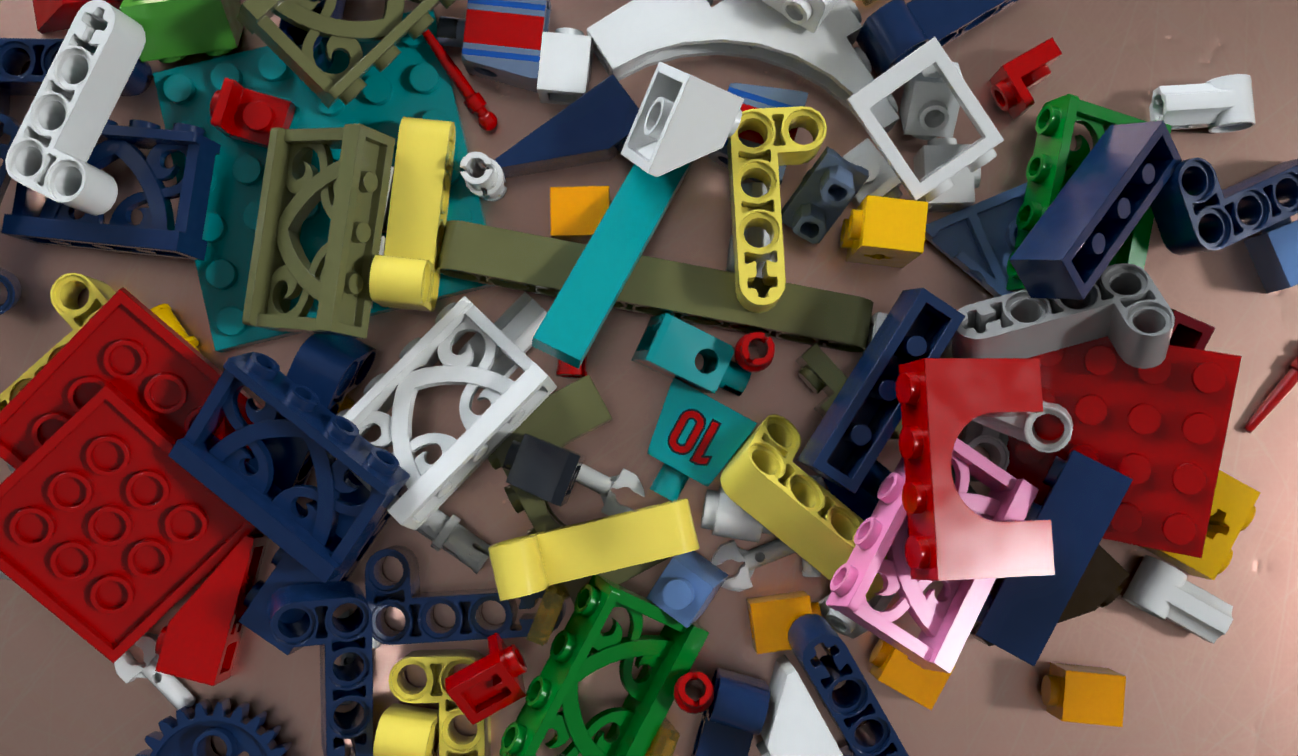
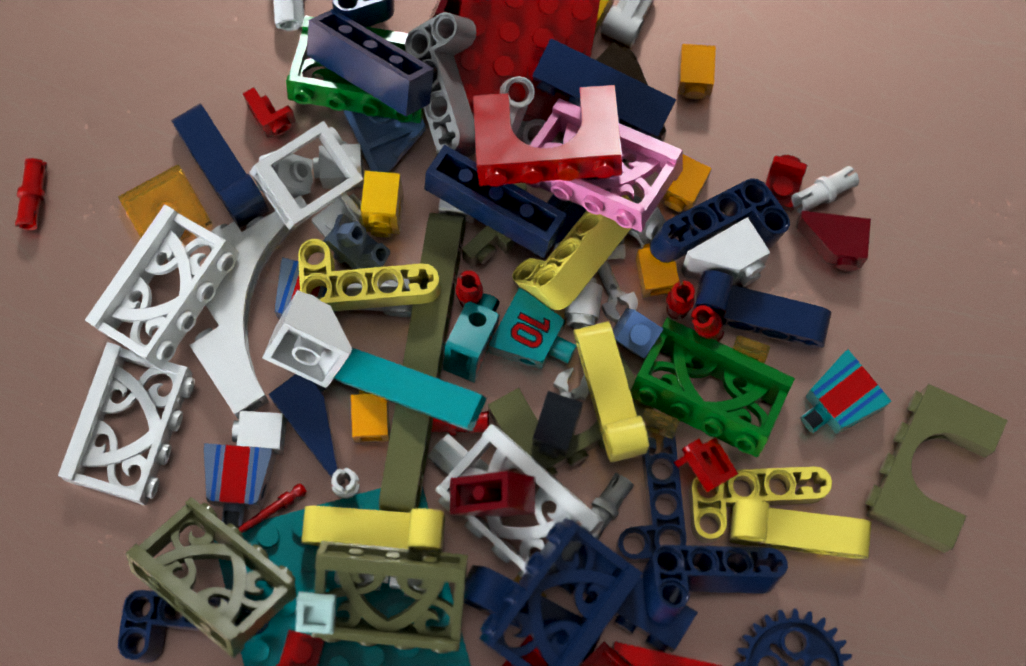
camera: 90 degrees left, 10 degrees down
(296, 130) = (315, 613): none -> light aqua tile
(443, 375) = (492, 494): none -> dark red slope
(737, 664) = (680, 300): none -> red pin

